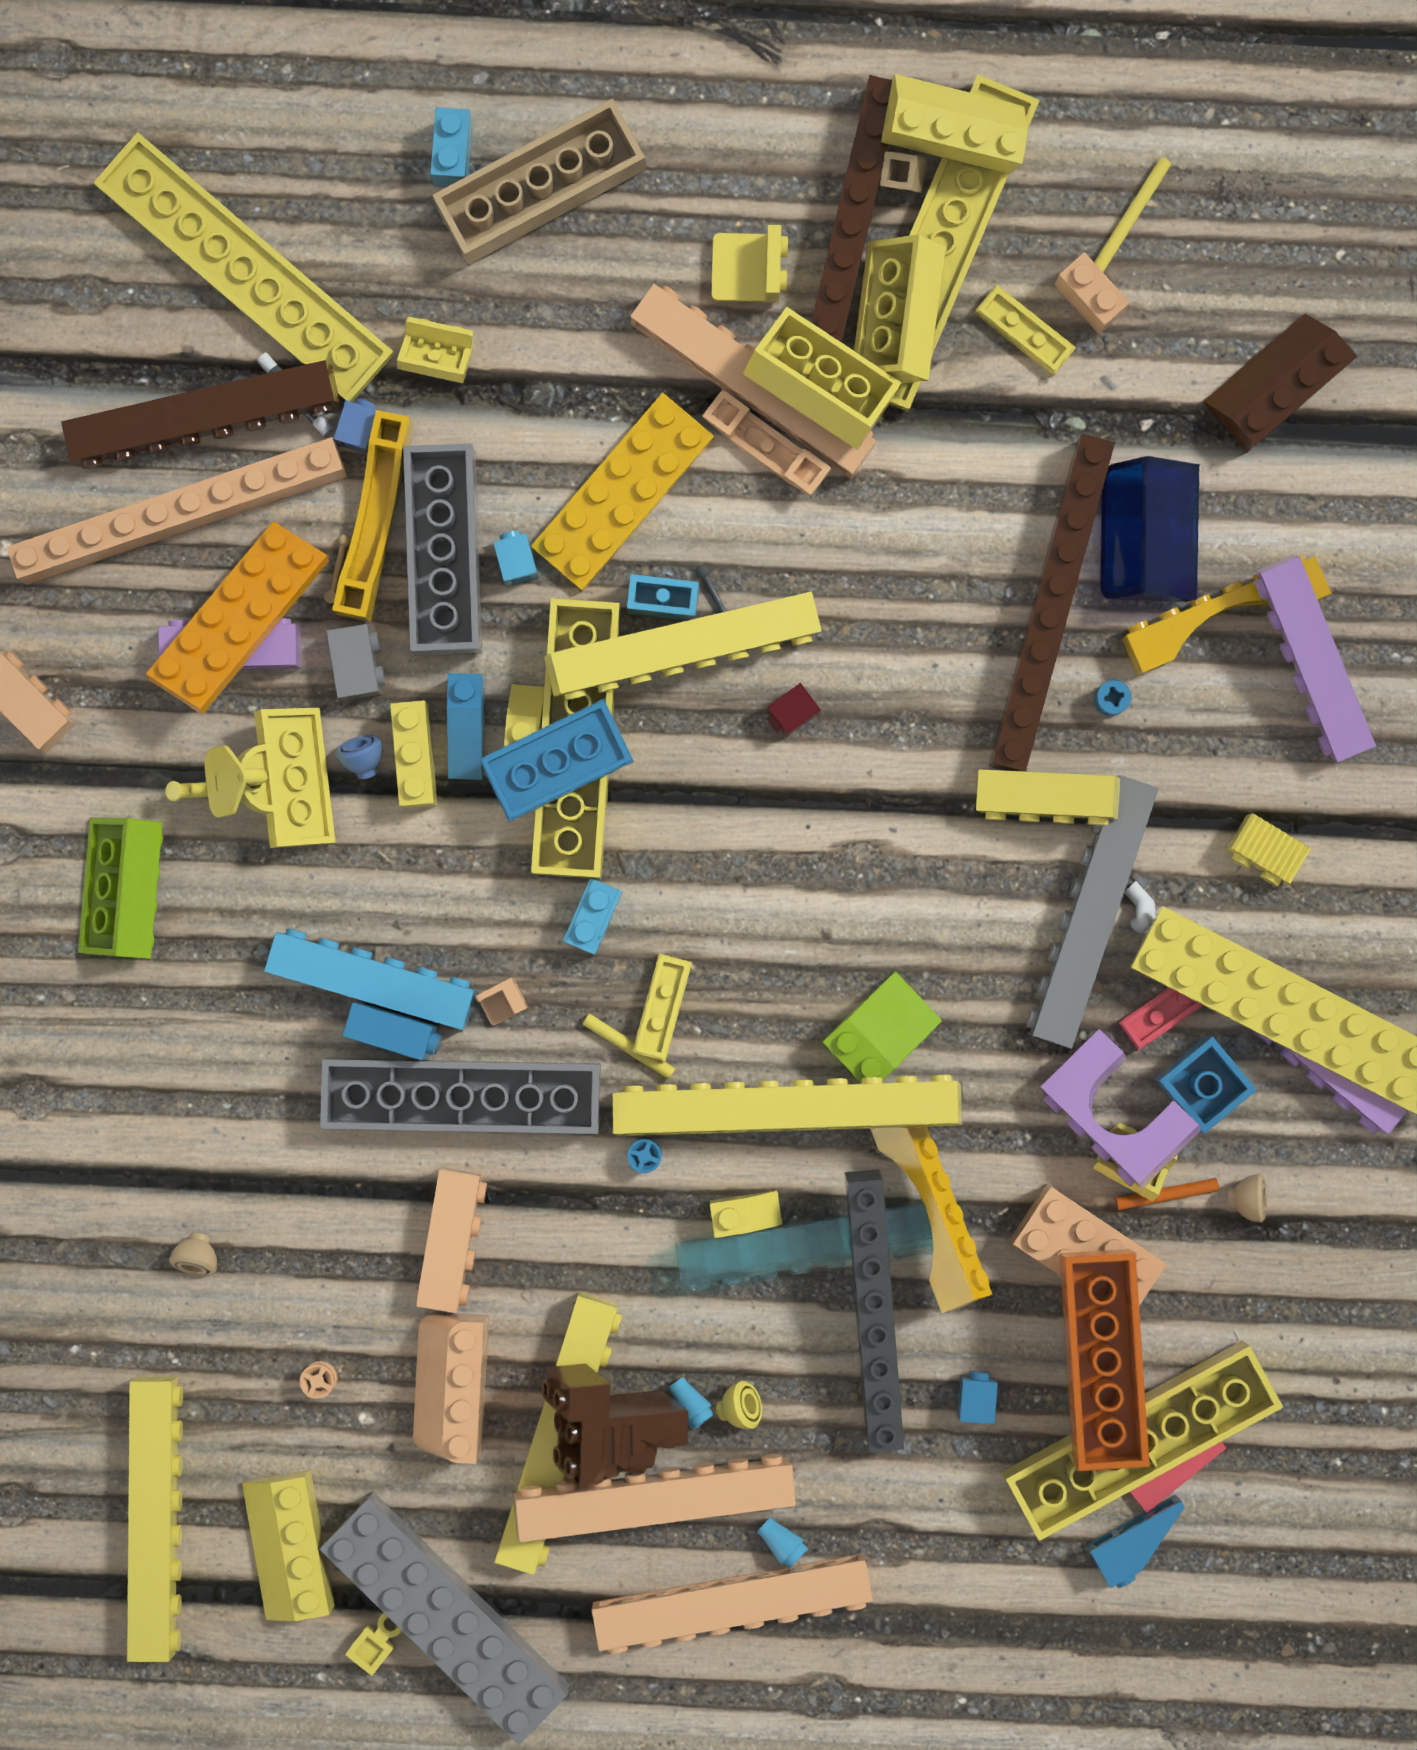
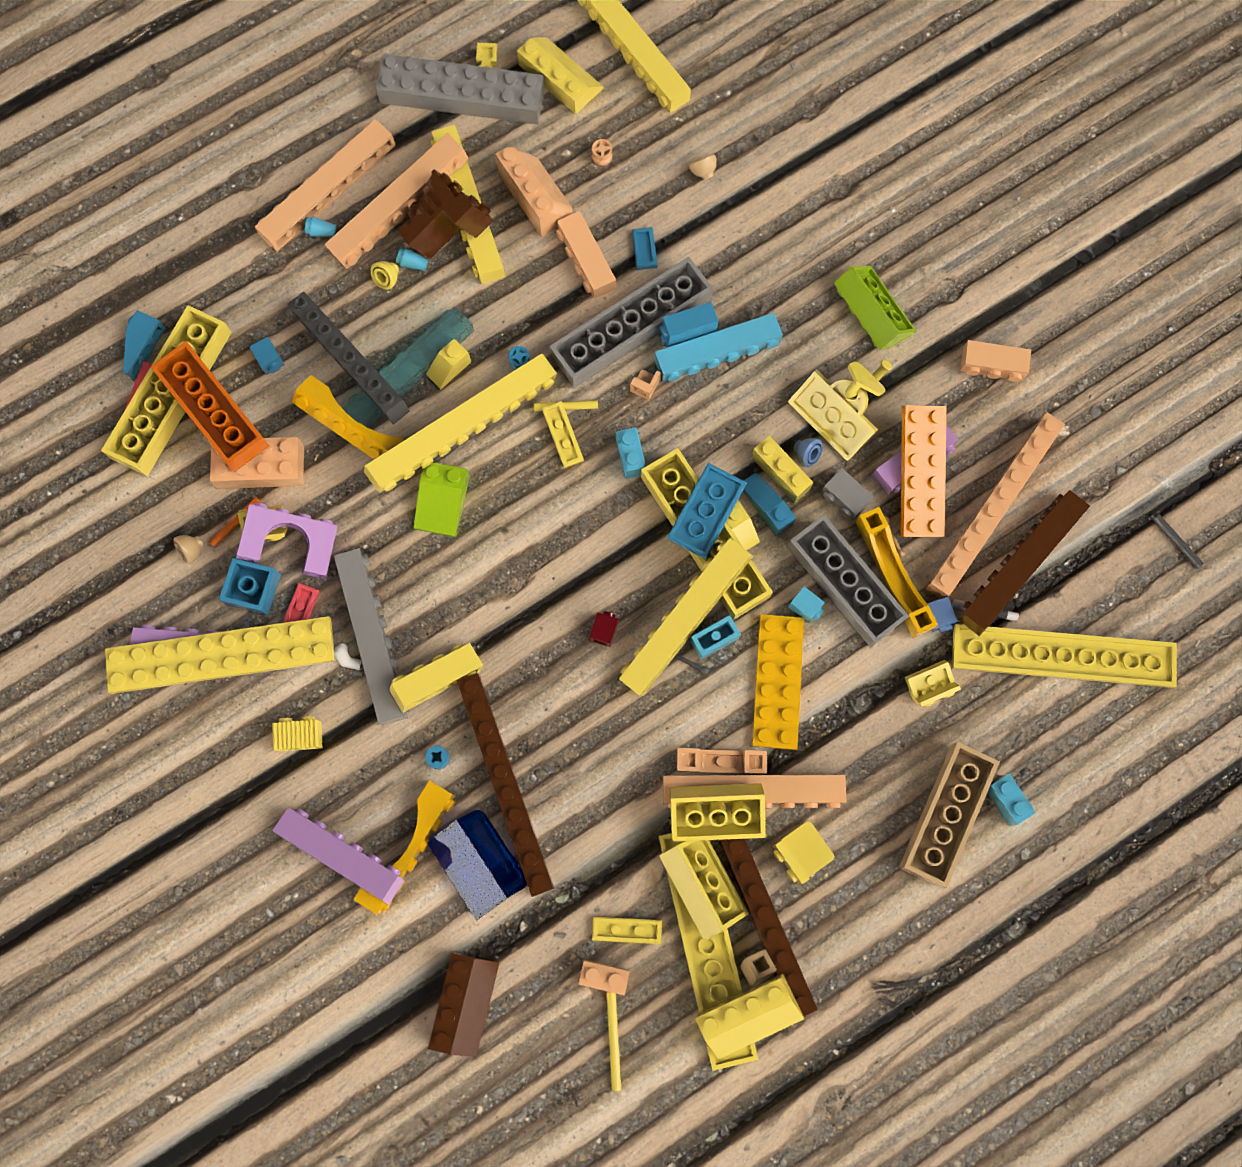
camera: 145 degrees right, 10 degrees down
(362, 1196) = (644, 248): none -> dark azure tile

